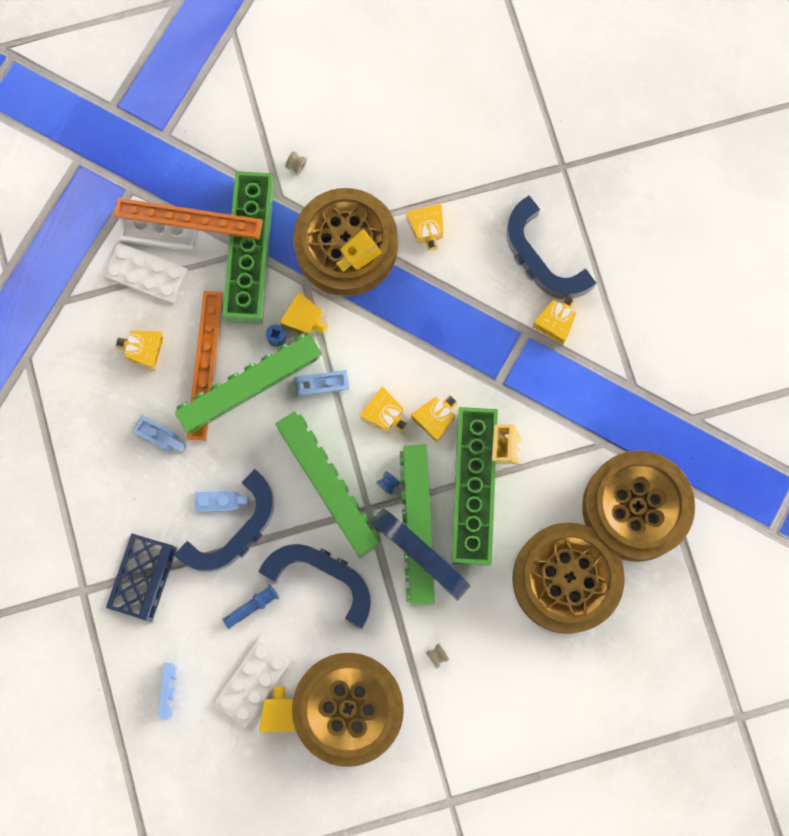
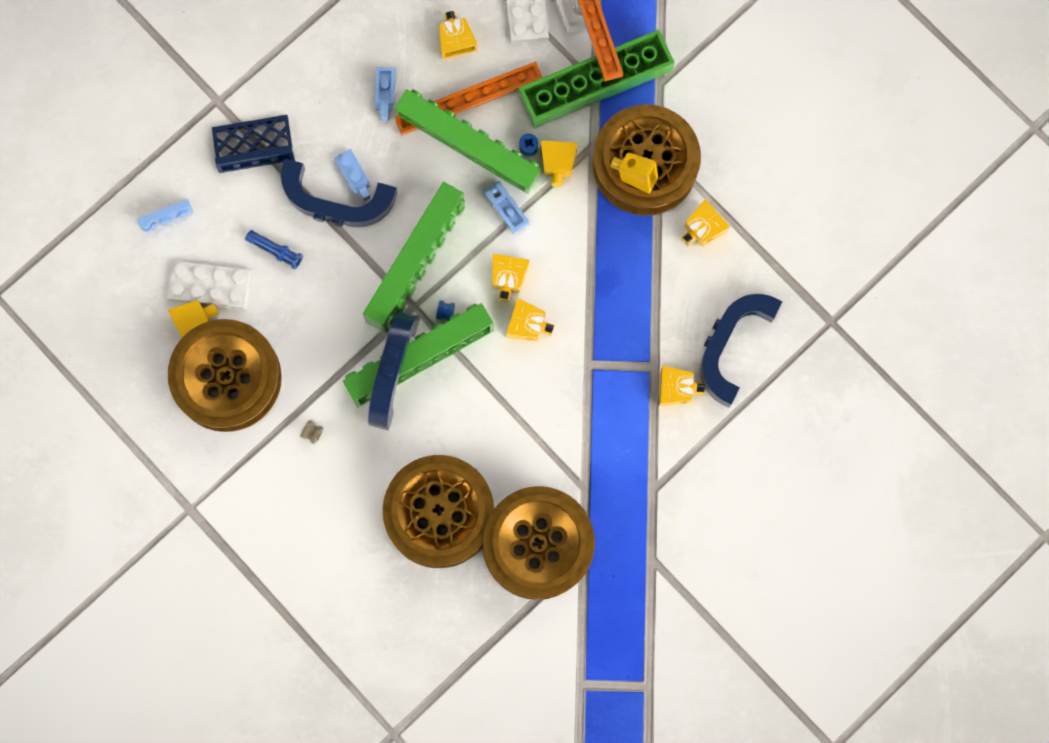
camera: 60 degrees right, 0 degrees up
(286, 555) = (325, 342): dark blue arch -> none
(296, 162) = (699, 79): dark tan wheel -> none
(474, 487) = (481, 387): bright green brick -> none
(506, 449) = (531, 395): yellow torso -> none

